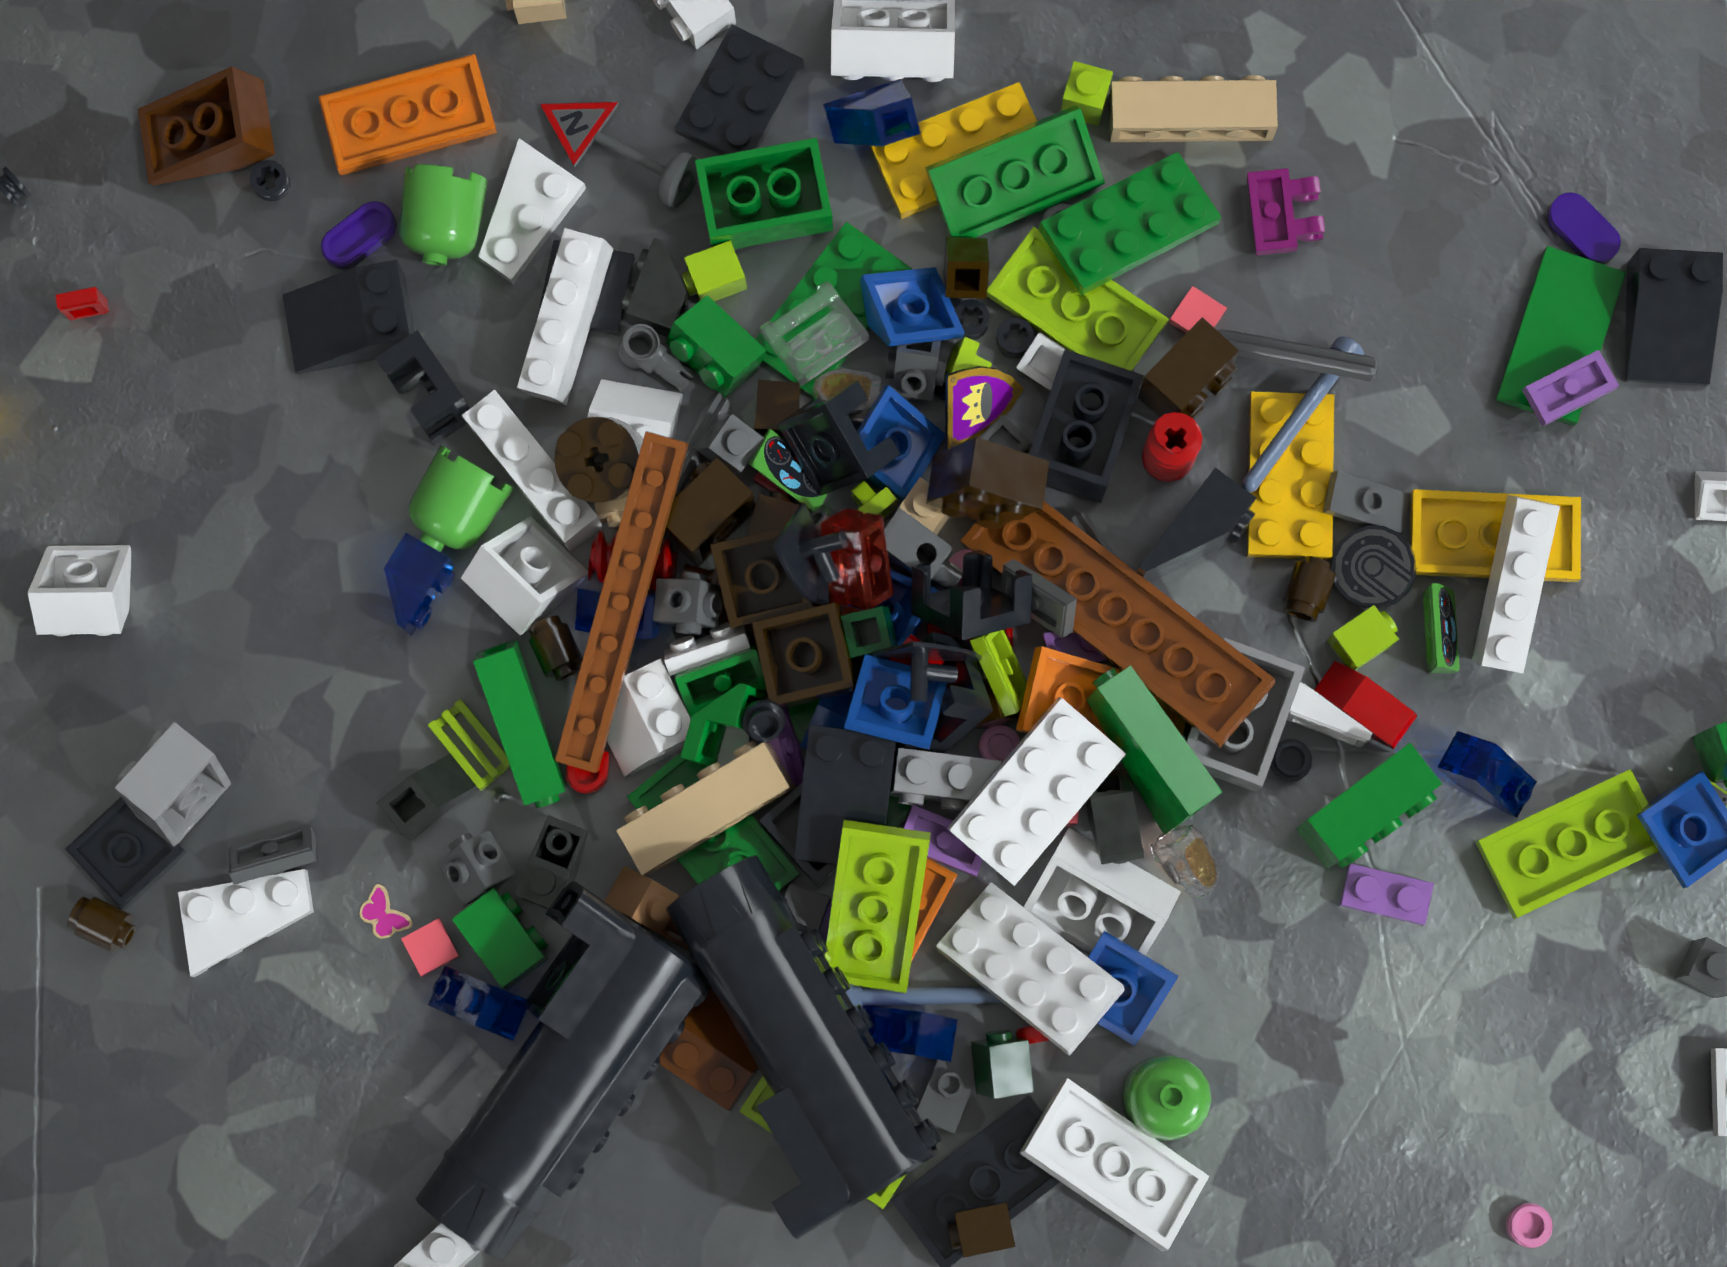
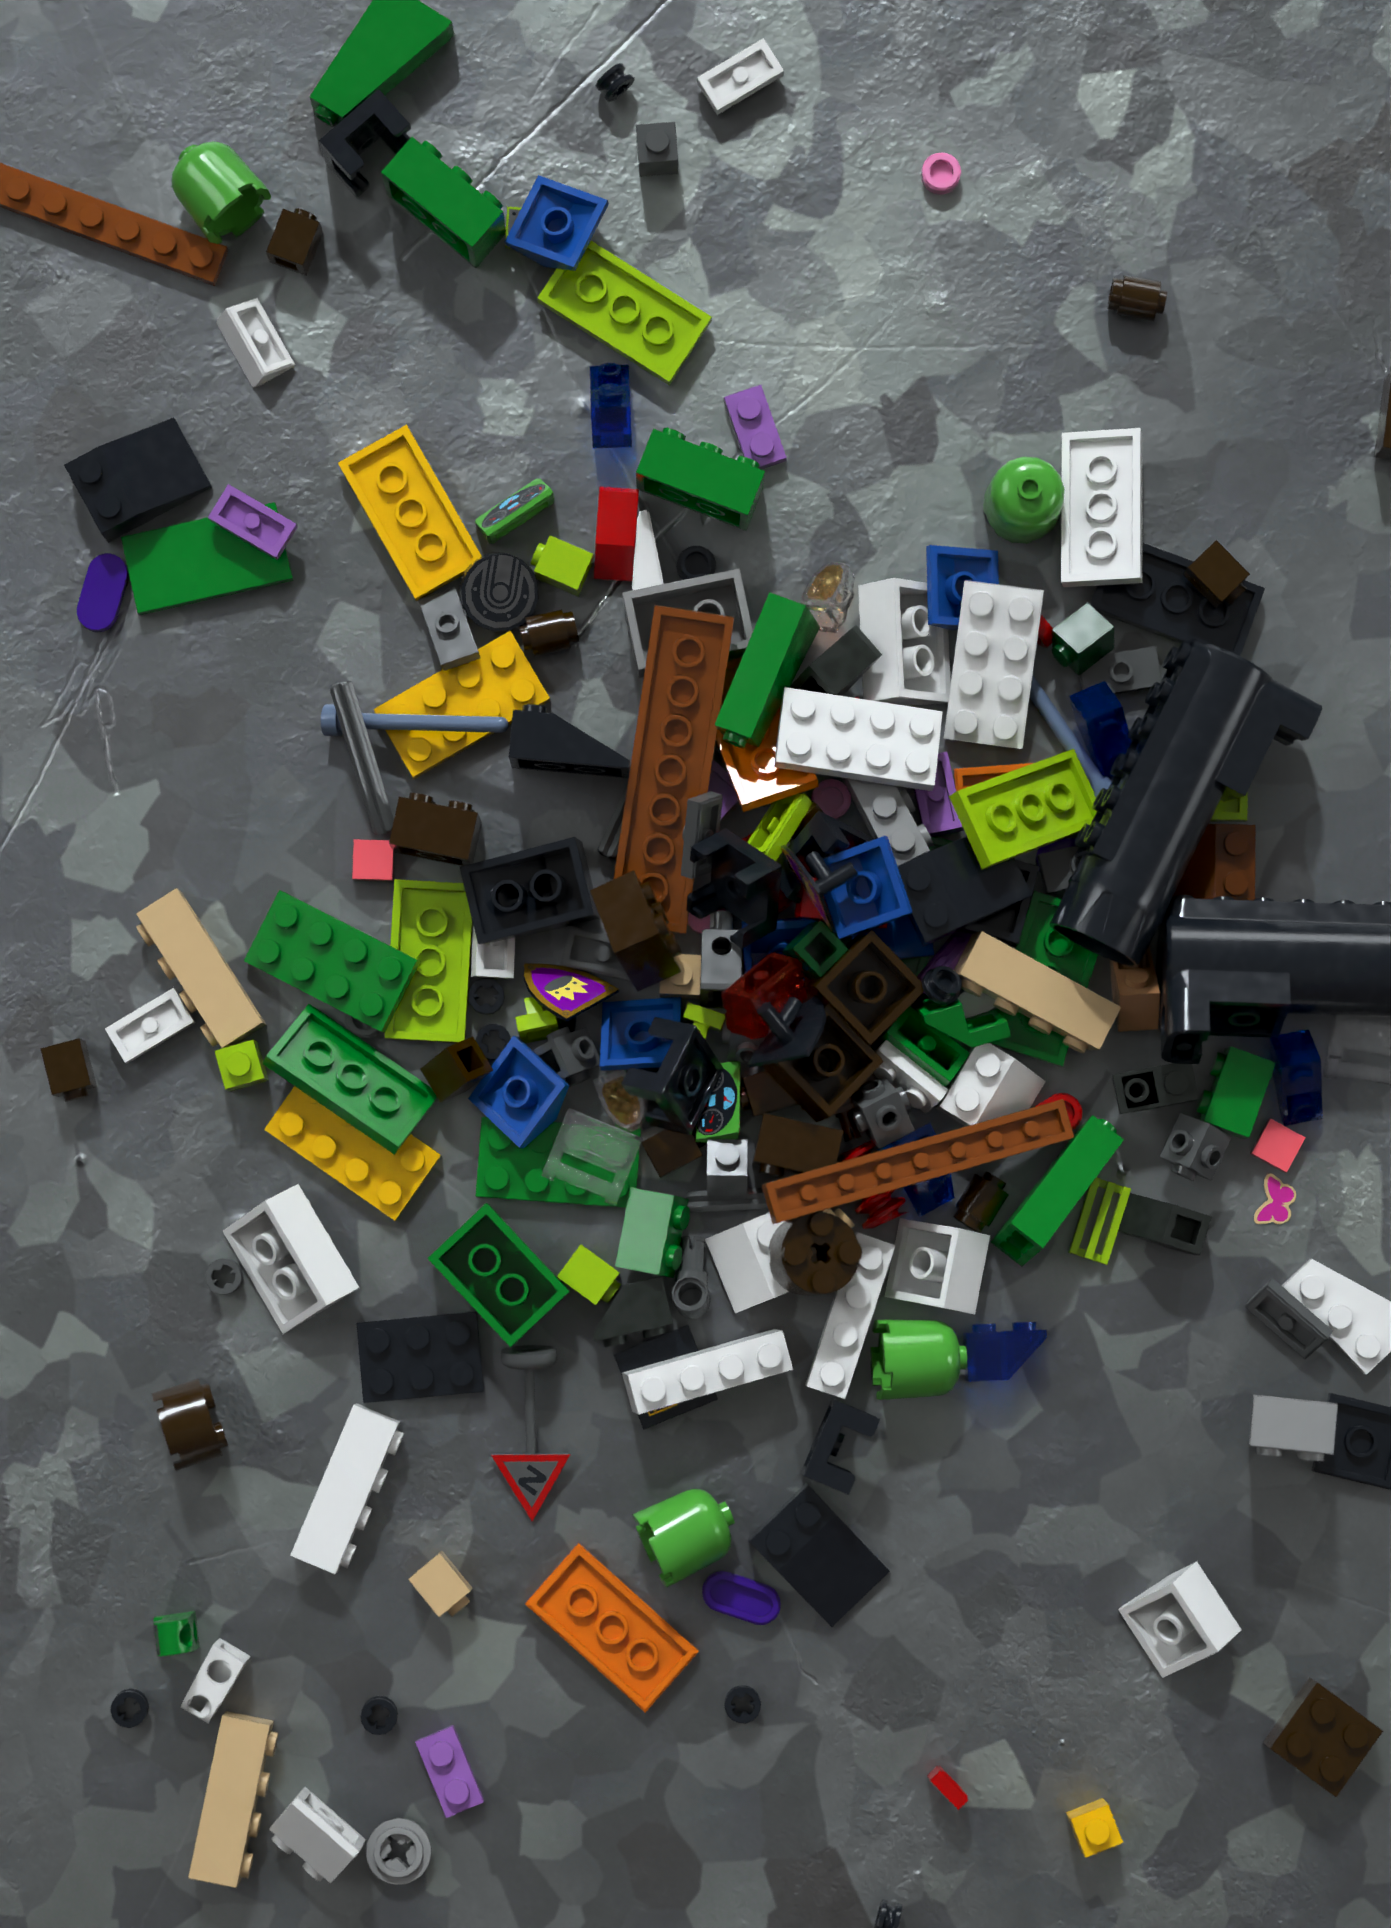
camera: 130 degrees left, 5 degrees up
(207, 128) = (734, 1787): reddish brown slope -> none
(527, 211) = (630, 1469): white wing -> none
(873, 116) = (372, 1228): clear blue slope -> none
(1170, 39) = (150, 1025): none -> white plate
(1171, 431) = (496, 796): red piece -> none
(1273, 214) = (247, 851): magenta plate -> none
(1515, 583) = (447, 470): white brick -> none

